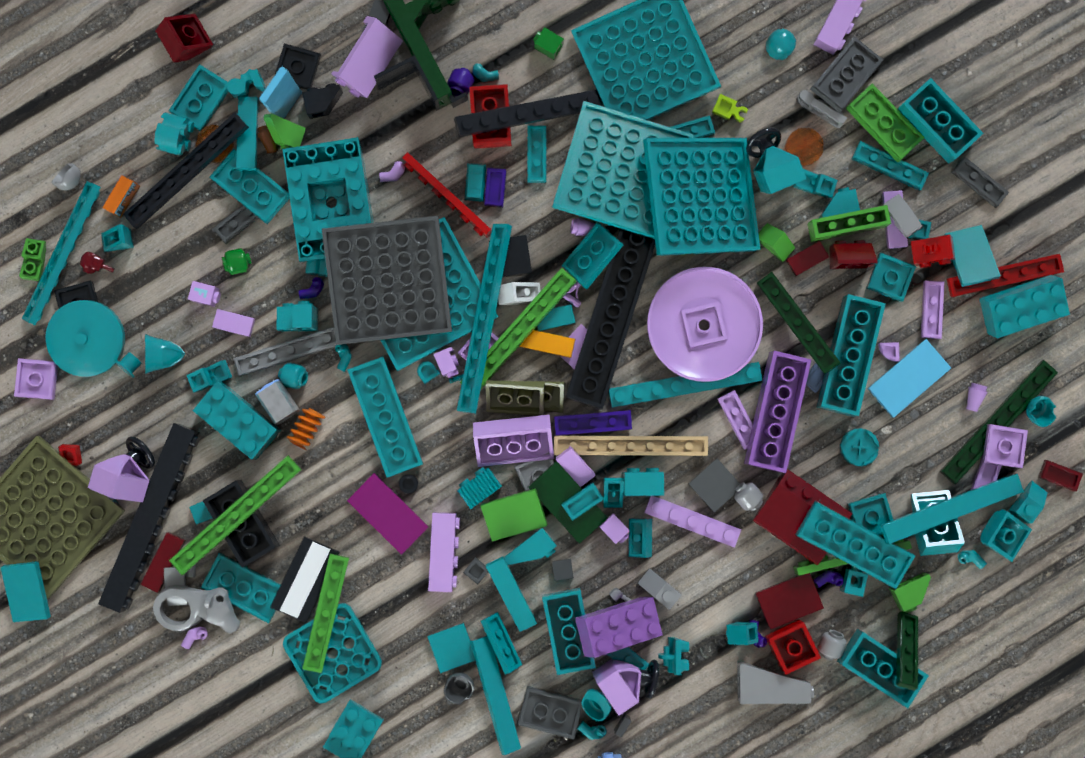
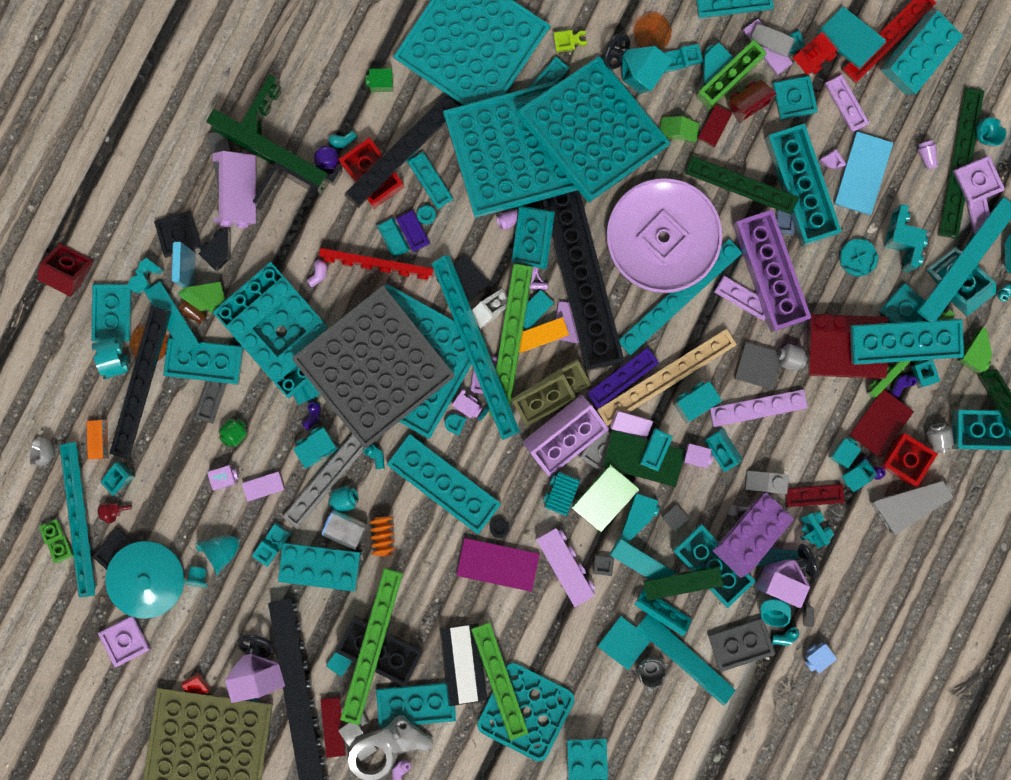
camera: 30 degrees left, 0 degrees up
(515, 181) = (426, 215): none -> teal tile
(533, 629) = (683, 583): none -> dark green tile
(613, 492) = (676, 425): teal slope -> none
(693, 625) = (814, 495): none -> dark red tile
(742, 606) = (845, 452): none -> teal brick
(910, 456) = (906, 238): none -> teal bracket

